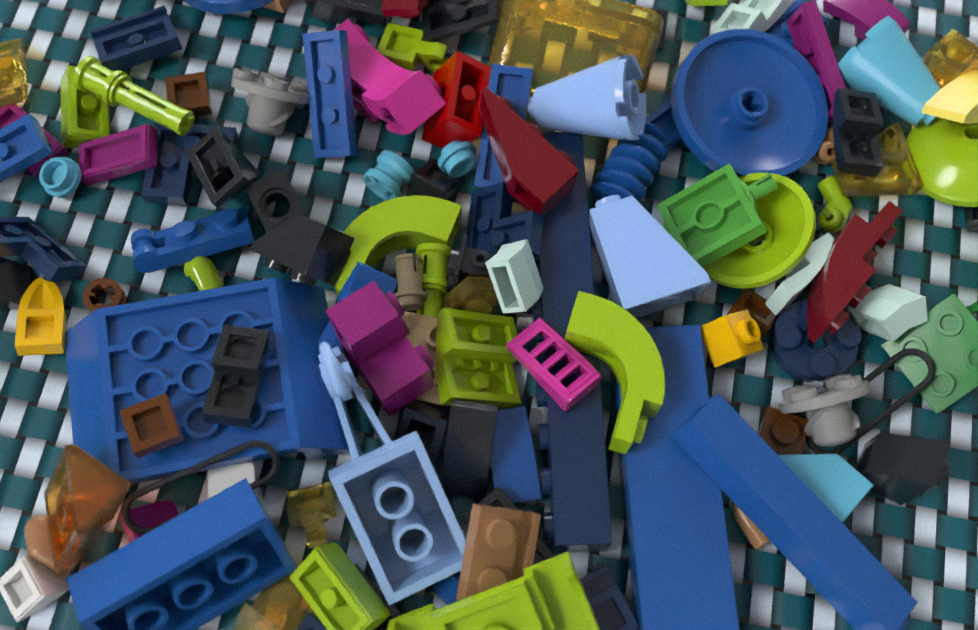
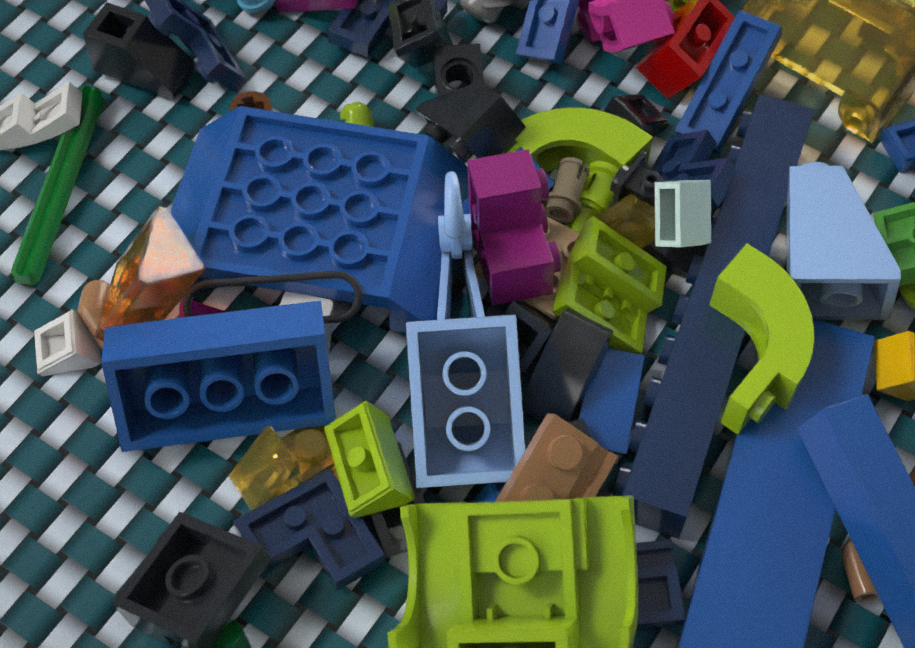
camera: 25 degrees right, 10 degrees down
(41, 320) = (181, 111): yellow plate -> none
(151, 425) = (248, 221): reddish brown plate -> none
(190, 239) = (357, 84): blue plate -> none
(237, 376) = (353, 209): black slope -> none
(311, 509) = (375, 373): clear yellow plate -> none
(388, 175) = (588, 90): medium azure wheel -> none
(458, 158) = (667, 97): medium azure plate -> none
(529, 164) = (742, 113): dark red slope -> none
(564, 397) = (694, 349): dark pink slope -> none
(594, 101) = (839, 76): light blue cone -> none
(632, 165) = (869, 153): blue piece -> none

